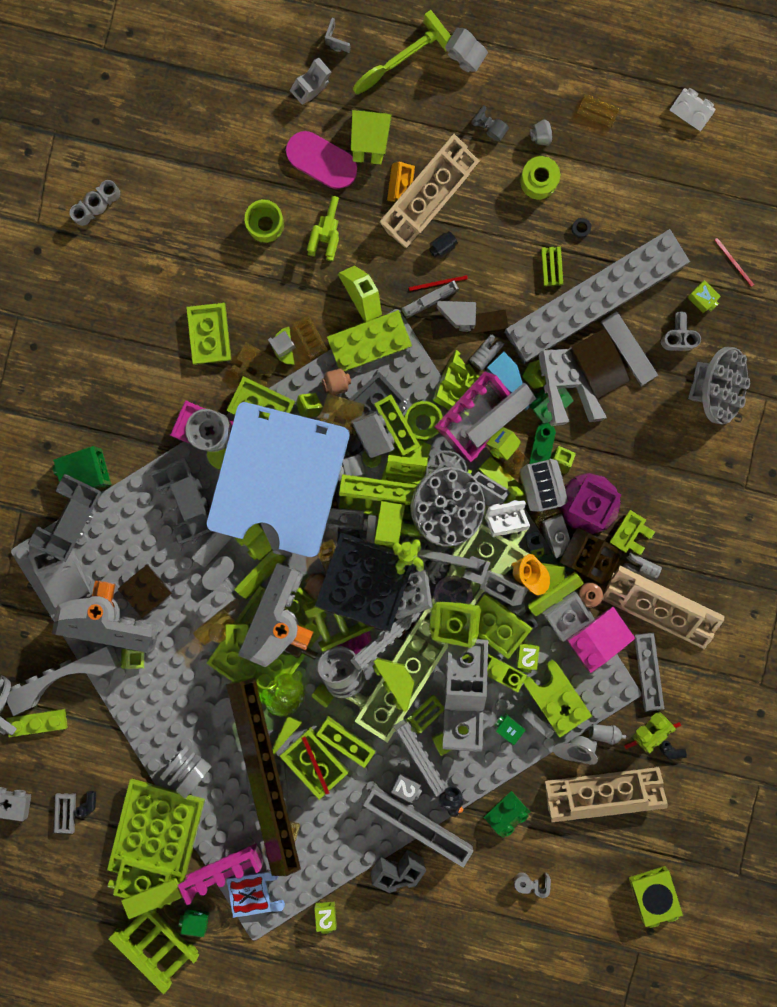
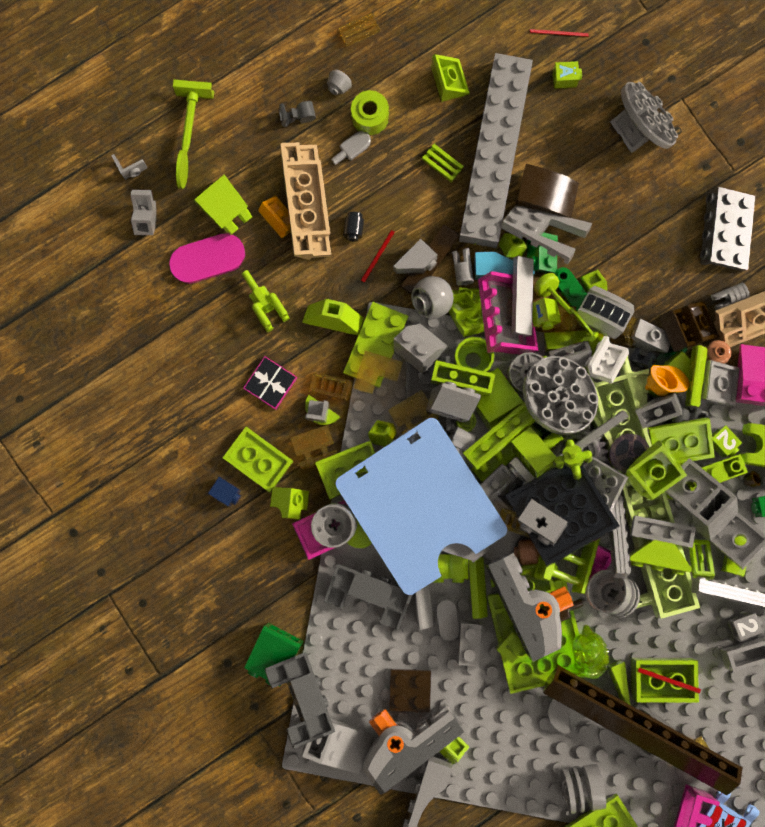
camera: 40 degrees left, 5 degrees down
(103, 199) = (81, 464): light grey piece -> none
(164, 332) = (225, 492): none -> dark blue brick
(199, 384) = (289, 501): none -> lime brick
(214, 628) = (489, 662): clear yellow tile -> none
(262, 209) = (204, 332): lime piece -> none
(272, 291) = (270, 383): none -> black tile
(322, 695) = (615, 625): lime slope -> none
(335, 382) = (384, 396): nougat head -> none
(346, 741) = (669, 640): lime brick -> none
(347, 585) = (554, 524): none -> light grey brick
(348, 354) = (374, 366): none -> clear yellow plate
(395, 374) = (419, 347): none -> light grey slope
(406, 466) = (500, 399): lime plate -> none
(417, 667) = (663, 531): none -> light grey plate
(430, 299) = (385, 272): light grey piece -> none
(440, 350) = (432, 297): none -> light grey wheel
(466, 50) = (227, 81): light grey brick -> none
(475, 575) = (630, 423): light grey panel -> none
(503, 189) = (353, 147): none -> light grey piece
(518, 701) = (752, 479): none -> dark brown hinge
(527, 427) = (546, 286): none -> lime piece
(581, 220) = (433, 123): black piece -> none
(591, 503) = (649, 288): magenta plate -> none
(622, 212) = (449, 77): none -> lime slope
(627, 532) = (693, 284): lime plate -> none
(629, 348) = (556, 161): light grey tile -> none
(680, 335) = (580, 116): light grey beam -> none
(693, 521) = (727, 229): none -> bracket

